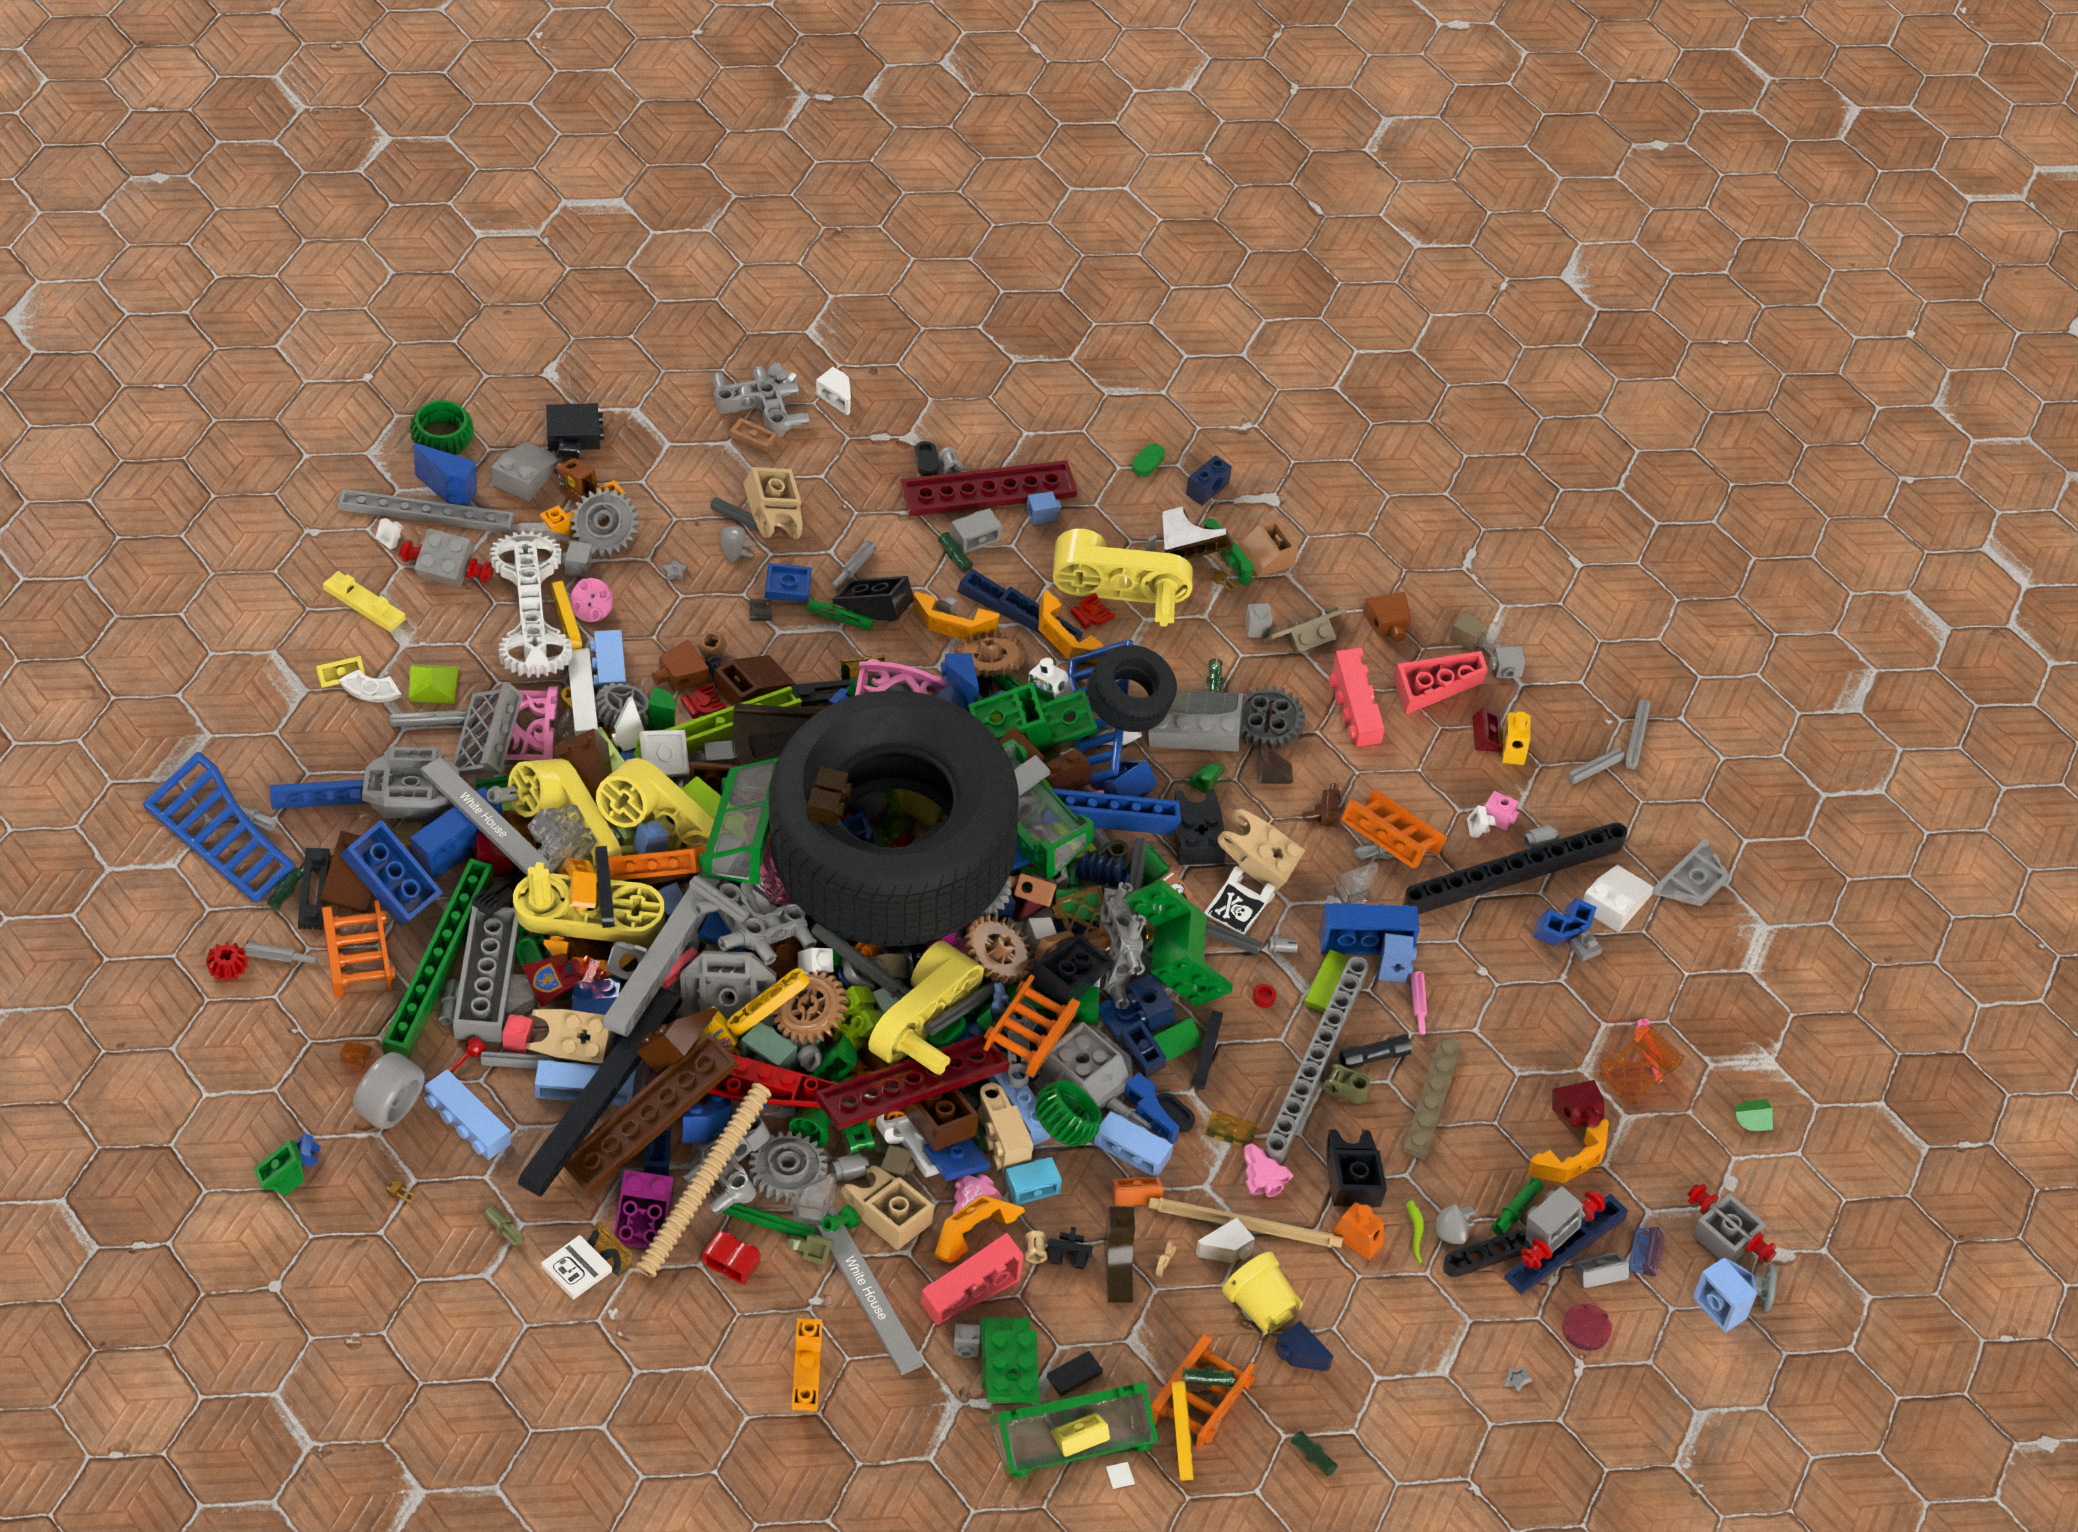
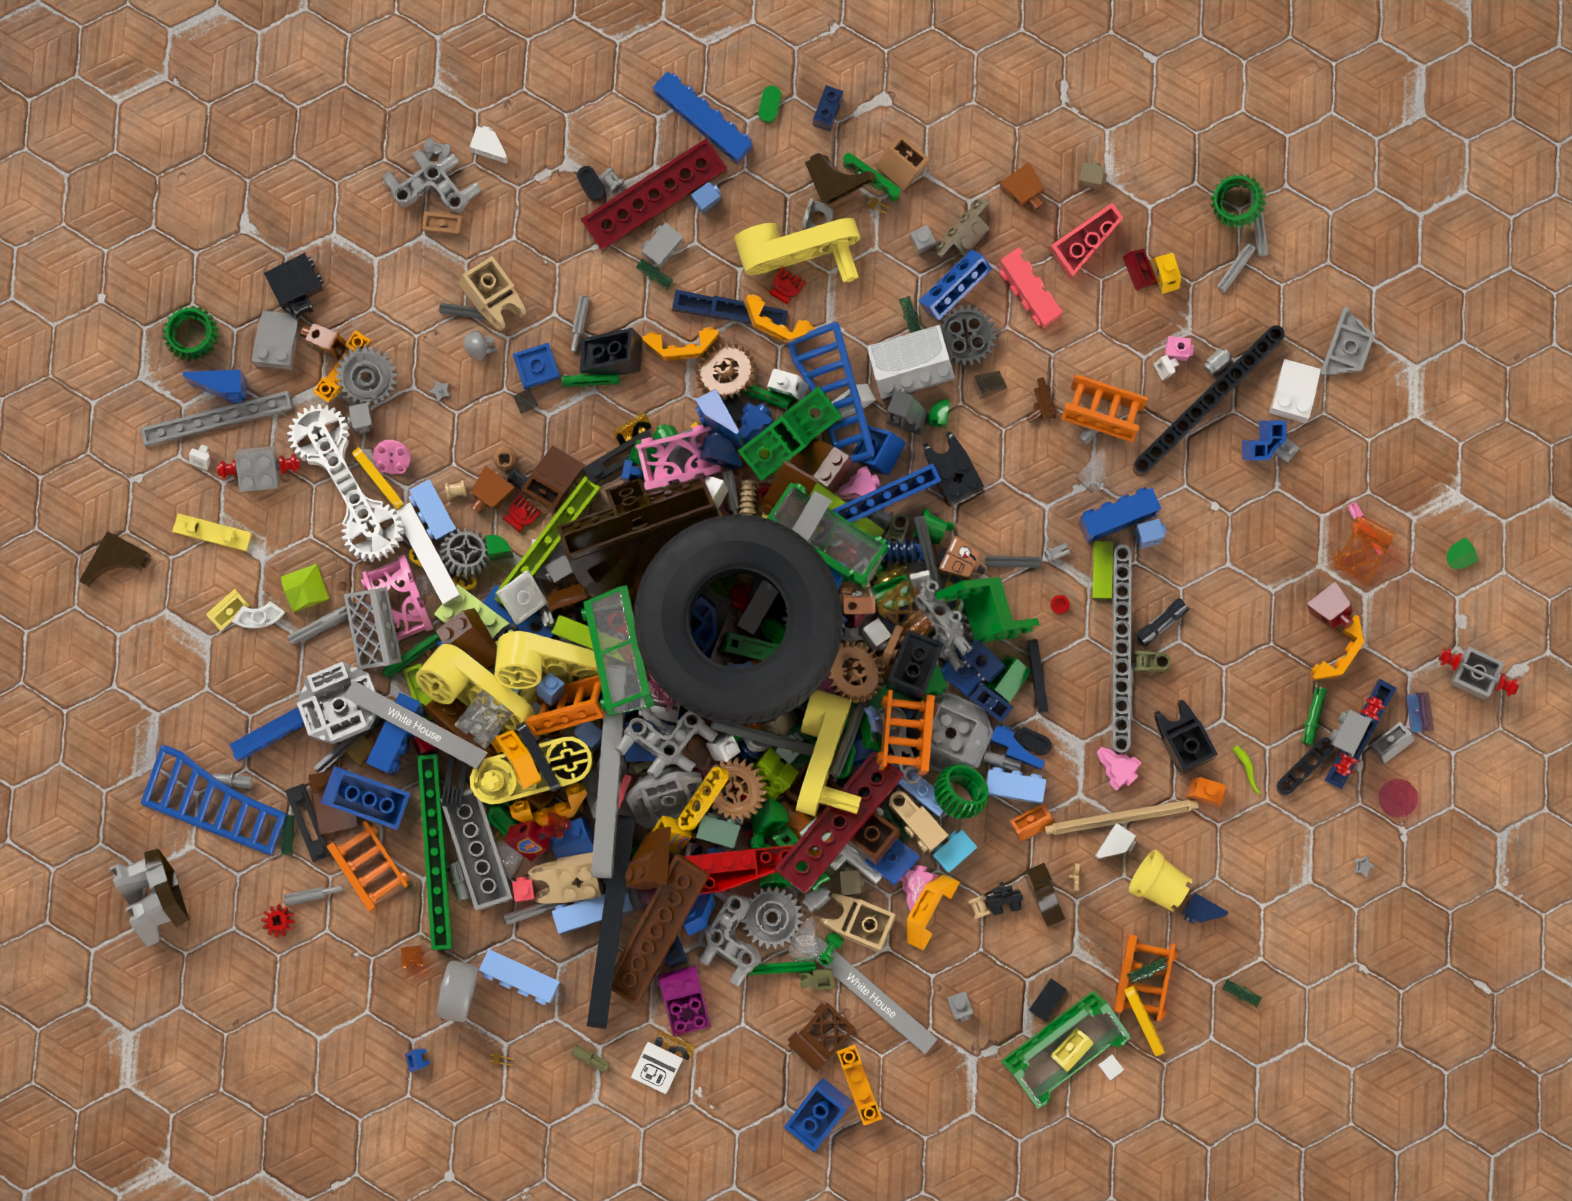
camera: 15 degrees left, 30 degrees up
(102, 873) = (161, 905): none -> light grey piece
(246, 579) = (114, 554): none -> dark brown arch
(281, 1169) = (408, 1084): green slope -> none
(472, 1048) = (495, 915): red hinge -> none
(497, 795) = (415, 699): light grey pin -> none
(618, 950) = (590, 799): light grey piece -> none
(627, 726) = (481, 578): white slope -> none
(644, 654) = (455, 490): none -> tan bush
(703, 1180) = (721, 966): tan piece -> none
(718, 899) = (633, 740): light grey axle -> none
(731, 1257) = (764, 1013): red brick -> none
(743, 1383) = (818, 1114): none -> blue slope
(767, 1311) = (809, 1048): none -> reddish brown piece
(809, 1057) = (749, 822): light grey tile -> none
(827, 800) = (696, 667): dark brown piece -> none
(947, 605) = (670, 333): light grey tile -> none
(974, 1280) = (946, 961): coral wedge -> none
(1009, 1360) = (1001, 1021): green bracket -> none
(1072, 444) = (702, 117): none -> blue brick
(1120, 709) = (877, 361): black tyre -> none
(1169, 750) = (906, 412): none -> dark grey wedge
(1231, 1129) = (1080, 737): clear yellow slope -> none
(1238, 906) = (1009, 528): flag -> none
(1261, 849) = (1013, 477): tan brick -> none
(1276, 667) = (955, 284): none -> blue brick
(1419, 999) = (1178, 558): bright pink axle -> none
(1432, 1098) = (1218, 643): dark tan plate -> none
(1453, 1224) = (1273, 756): light grey piece -> none
(1507, 662) = (1133, 194): light grey brick -> none
(1621, 685) = (1224, 187): none -> green gear
(1729, 1292) = (1497, 729): light blue piece -> none

